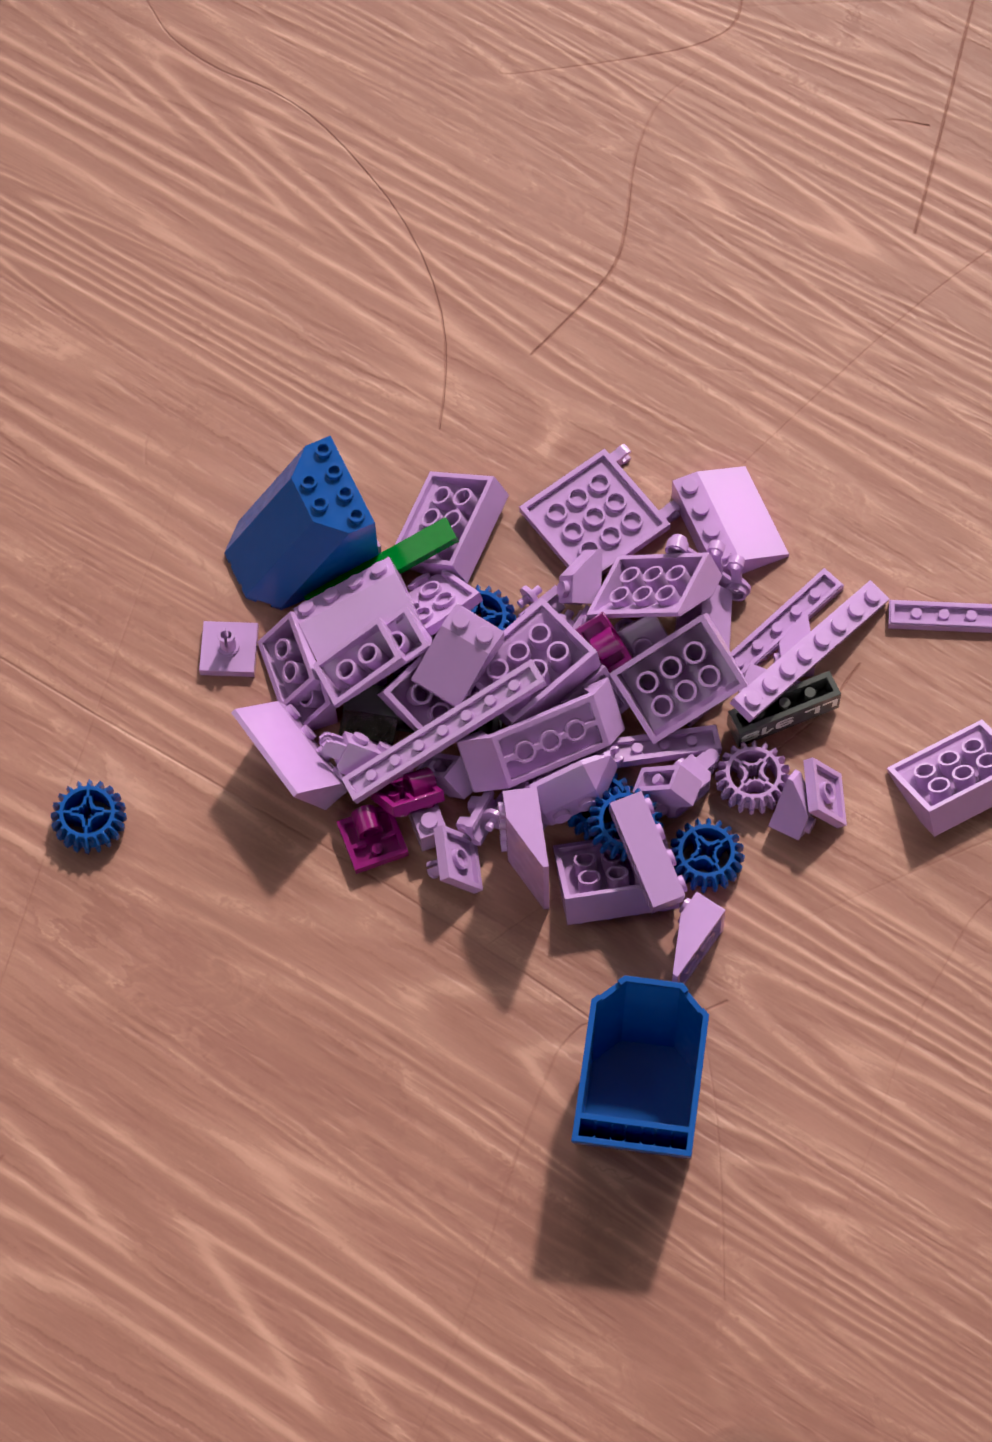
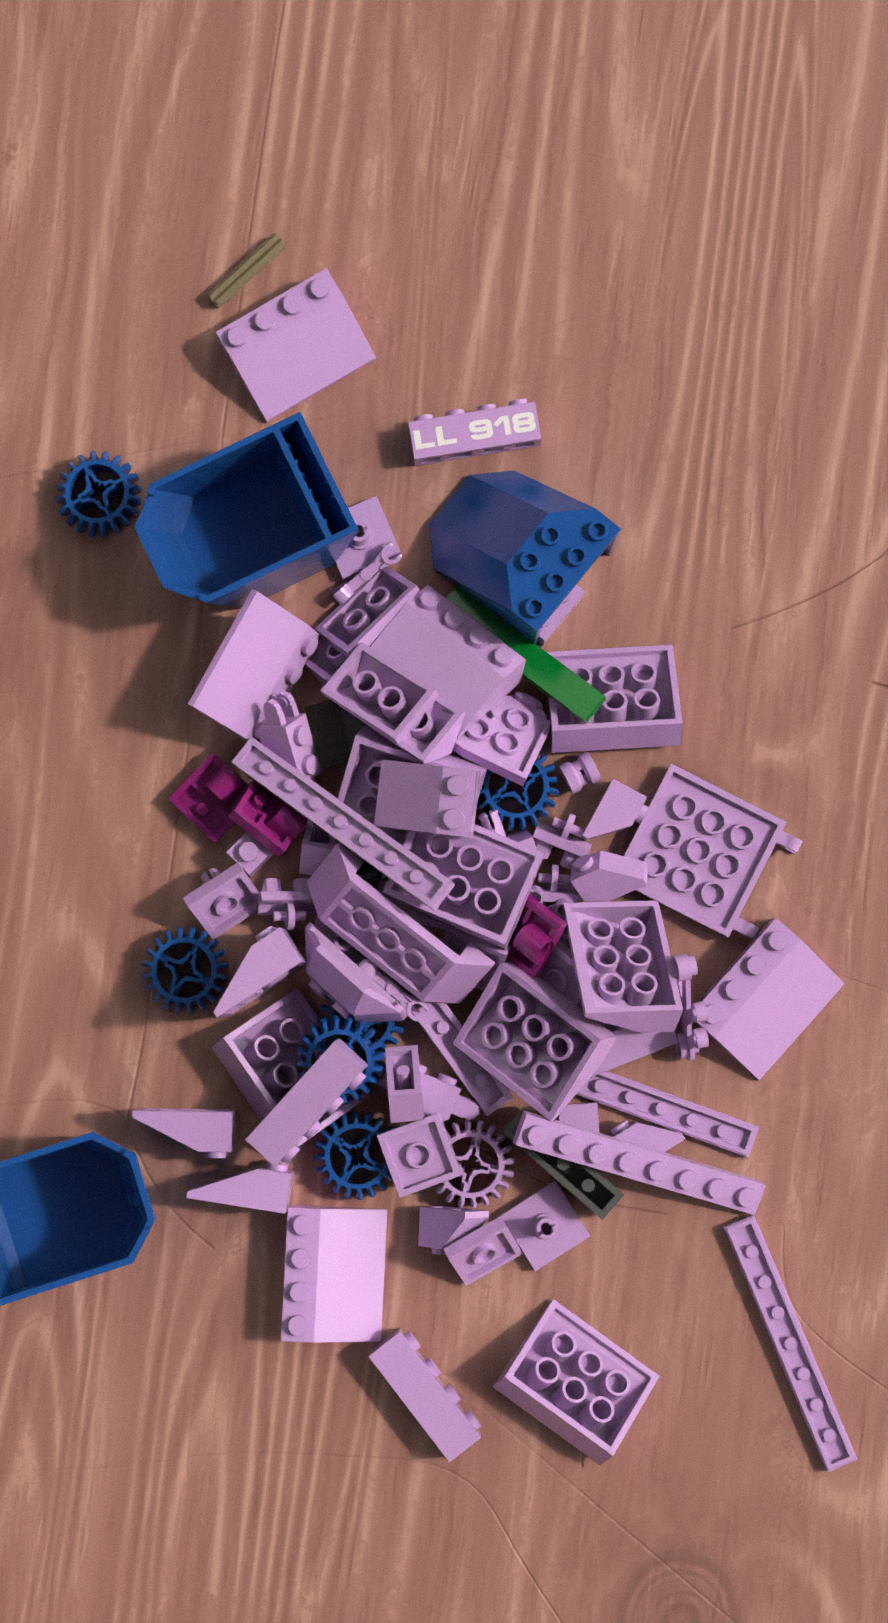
camera: 60 degrees right, 20 degrees up
(56, 626) = (296, 345): none -> lavender slope
(176, 690) = (246, 518): none -> blue windscreen
(195, 532) = (475, 432): none -> lavender brick
(264, 675) = (346, 590): none -> lavender piece
(492, 571) = (573, 776): none -> lavender wheel
(512, 902) = (193, 957): none -> blue gear
(533, 559) = (616, 811): none -> lavender slope
(628, 955) = (200, 1129): none -> lavender slope
(727, 801) = (419, 1154): none -> lavender tile
(789, 916) = (334, 1274): none -> lavender slope
(829, 743) = (545, 1225): none -> lavender tile
(917, 888) = (425, 1394): none -> lavender brick

